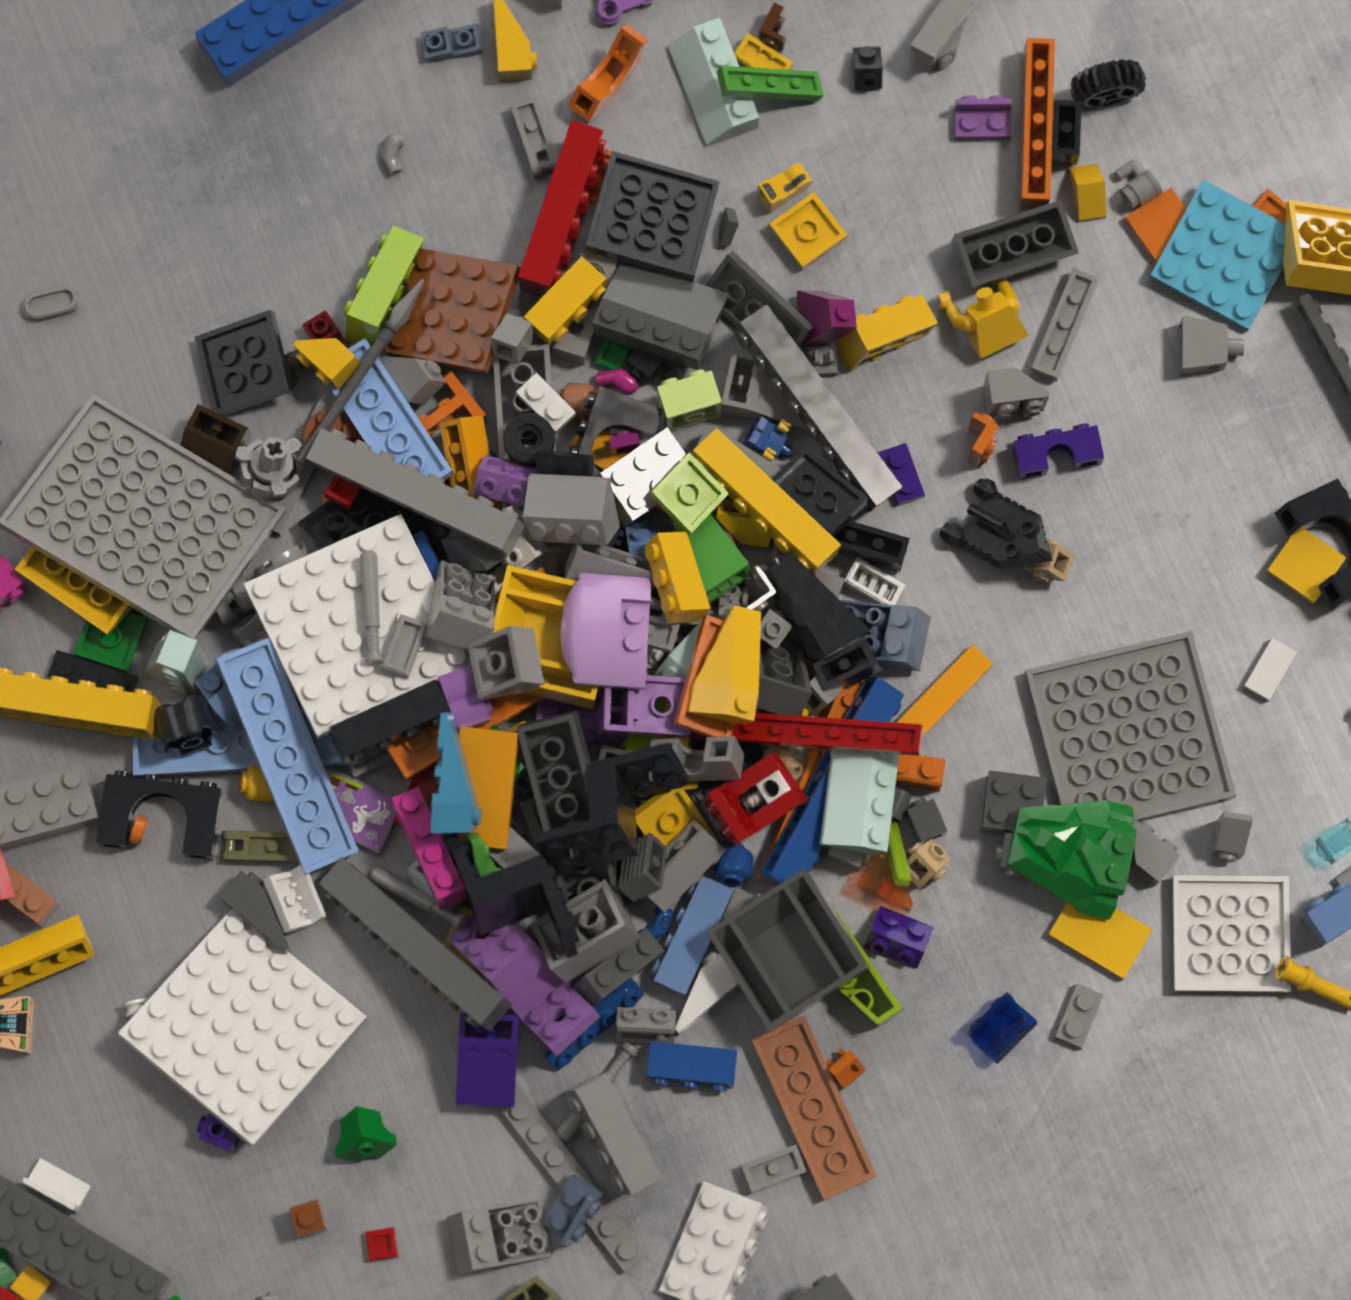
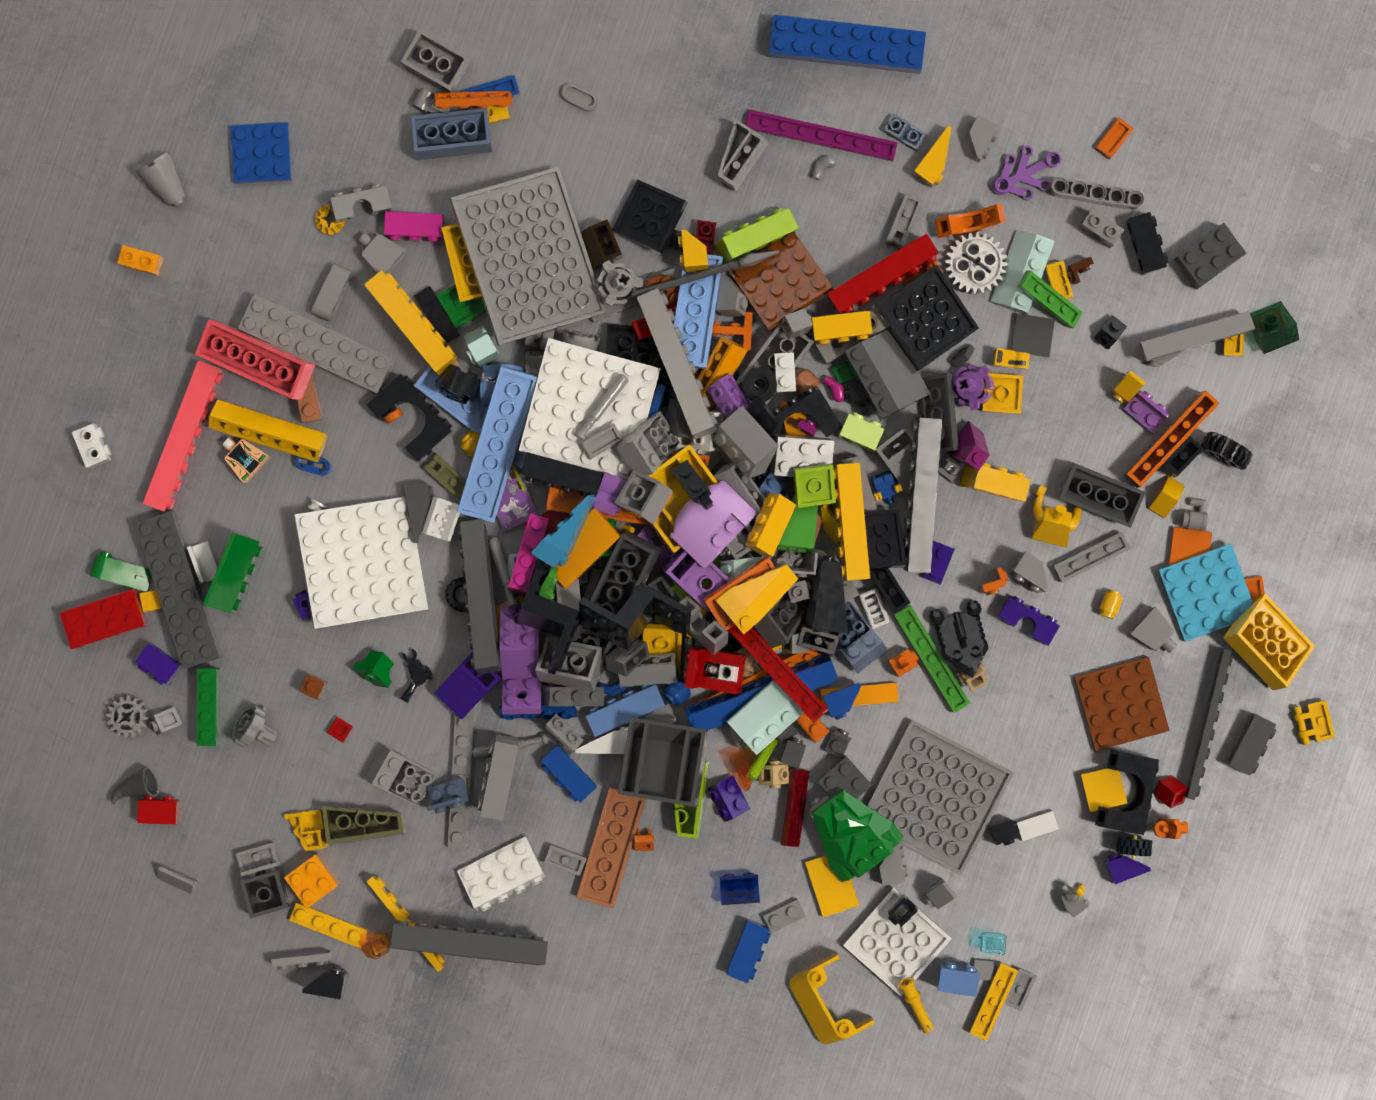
camera: 40 degrees right, 10 degrees up
(95, 970) = (312, 469): none -> blue beam
(103, 1165) = (233, 573): none -> green slope
(290, 214) = (741, 154): none -> light grey wedge
(360, 122) = (821, 135): none -> magenta tile
(380, 980) = (450, 594): none -> black tyre
(419, 1102) = (417, 675): none -> black piece
(550, 603) = (692, 484): none -> black hinge
(652, 91) = (966, 278): none -> white gear
(774, 247) = (964, 377): none -> medium lavender piece
(785, 140) = (1033, 335): none -> dark grey tile
(930, 712) = (841, 701): none -> blue slope
(939, 107) = (1127, 387): none -> yellow slope
(960, 614) = (904, 662): none -> orange brick
(966, 767) = (838, 743): none -> dark grey bracket
(982, 881) = (795, 807): none -> dark red plate
(988, 584) = (932, 659): none -> bright green plate
(1074, 1090) = (748, 951): none -> blue brick
(1131, 357) = (1110, 604): none -> yellow brick
(1206, 891) = (902, 911): none -> black window
(1208, 1089) = (804, 987): none -> yellow windscreen
(1240, 707) = (1004, 832): none -> black brick
(1241, 456) = (1121, 703): none -> dark orange plate

